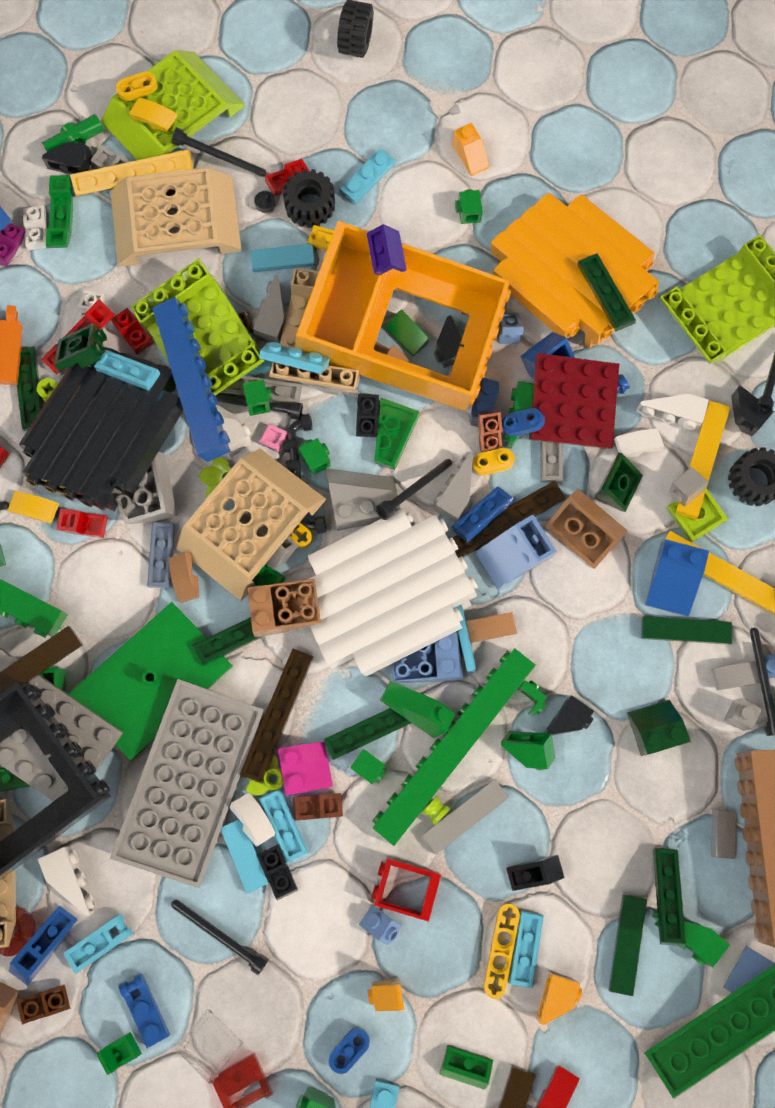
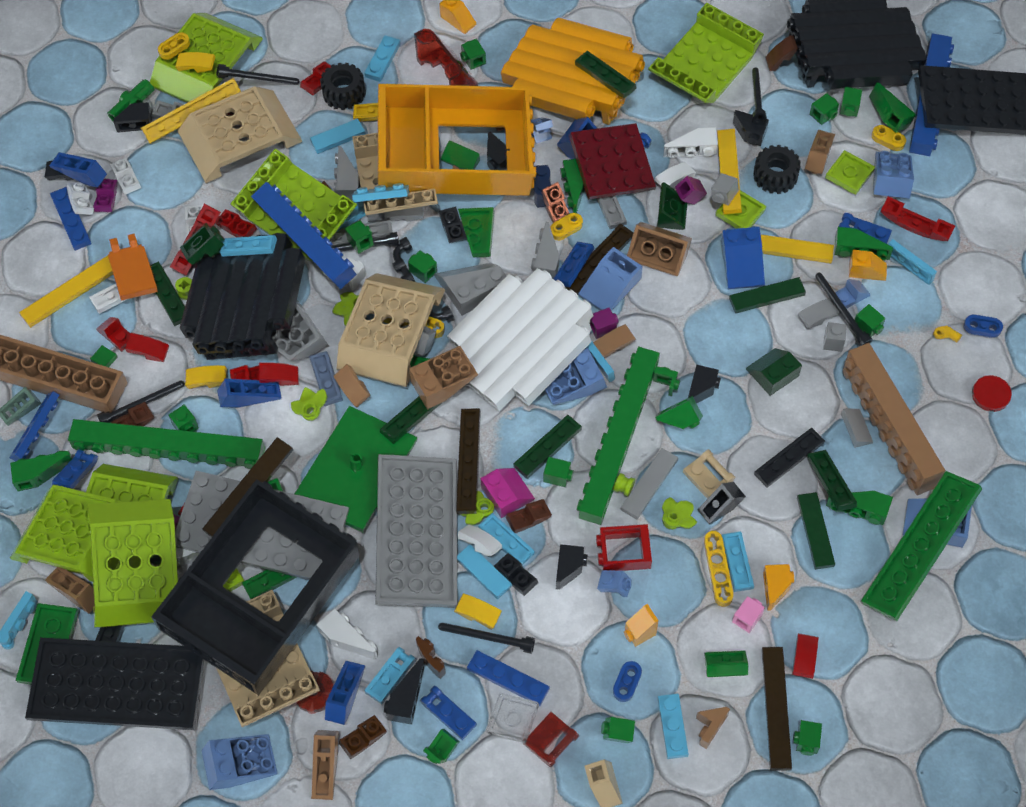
camera: 15 degrees left, 15 degrees down
(61, 212) = (141, 157): green slope -> none
(70, 544) = (243, 393): none -> blue slope
(99, 982) = (404, 697): none -> black slope
(110, 534) = (278, 372): none -> red slope
(134, 578) = (308, 402): none -> lime plate
(146, 929) = (427, 653): none -> reddish brown slope
(219, 902) = (477, 610): none -> yellow slope
(223, 994) = (508, 677): none -> blue plate
(264, 201) = (306, 100): black tile -> none
(273, 437) = (383, 265): bright pink tile -> none
(339, 885) = (569, 564): none -> black slope
(386, 250) = (424, 91): dark purple panel -> none
(387, 508) = (497, 276): black piece -> none
(419, 709) = (581, 414): green slope -> none
(428, 189) = (435, 51): none -> clear red windscreen
(485, 864) = (678, 514): none -> lime plate
(489, 600) = (603, 322): none -> magenta brick
(513, 1021) = (748, 614): none -> bright pink brick
(521, 422) = (578, 186): blue plate -> none
(527, 831) = (703, 477): none -> tan plate
(633, 842) = (789, 457): none -> black tile
(649, 469) = (690, 190): none -> magenta brick

